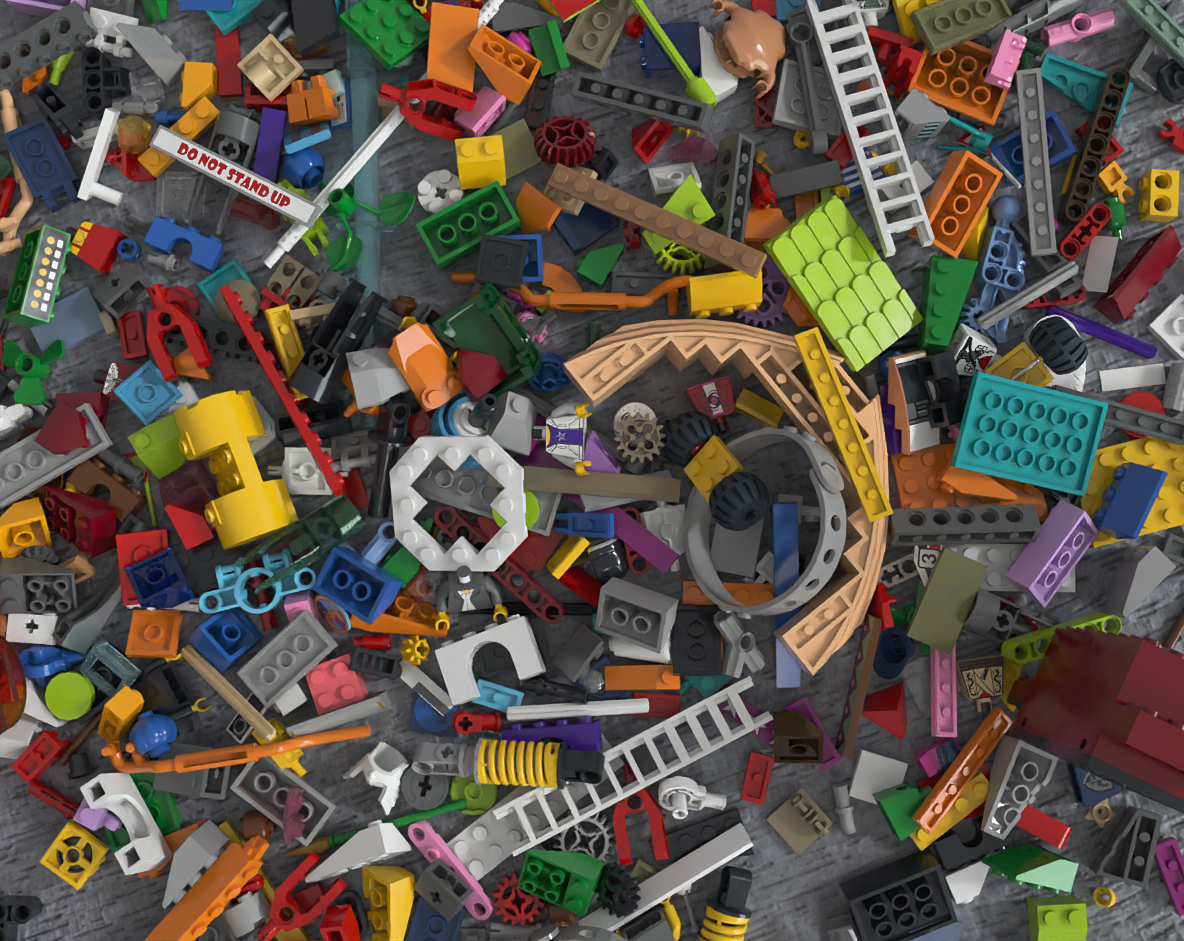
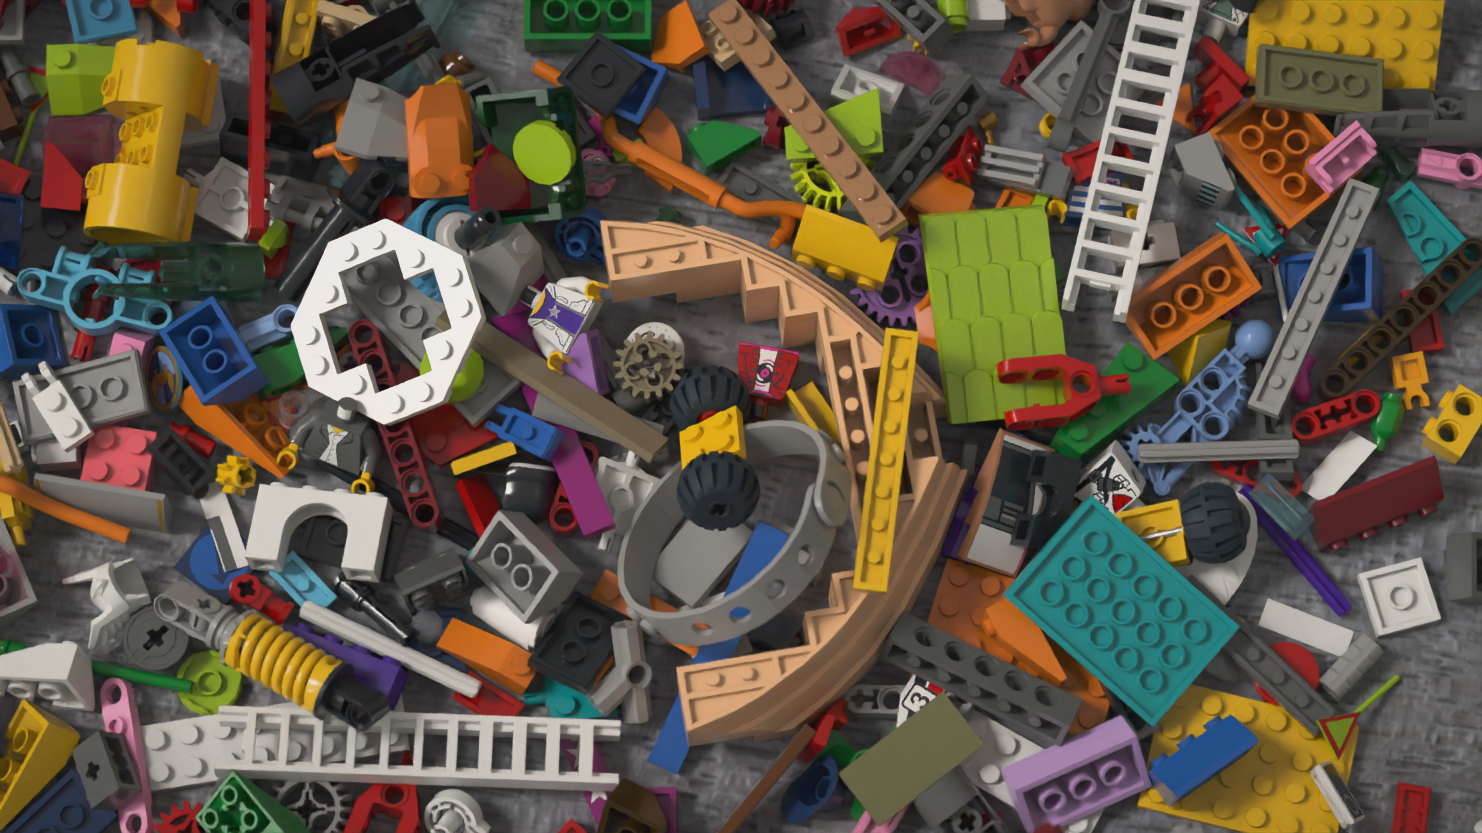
camera: 25 degrees right, 10 degrees down
(276, 676) = (59, 409): none -> white hinge
(351, 483) = (274, 238): none -> lime tile
(497, 336) = (544, 152): none -> lime tile
(777, 184) = (988, 161): none -> light grey tile
(914, 297) = (1069, 372): none -> red piece
(1084, 309) = (1281, 506): none -> clear light blue tile

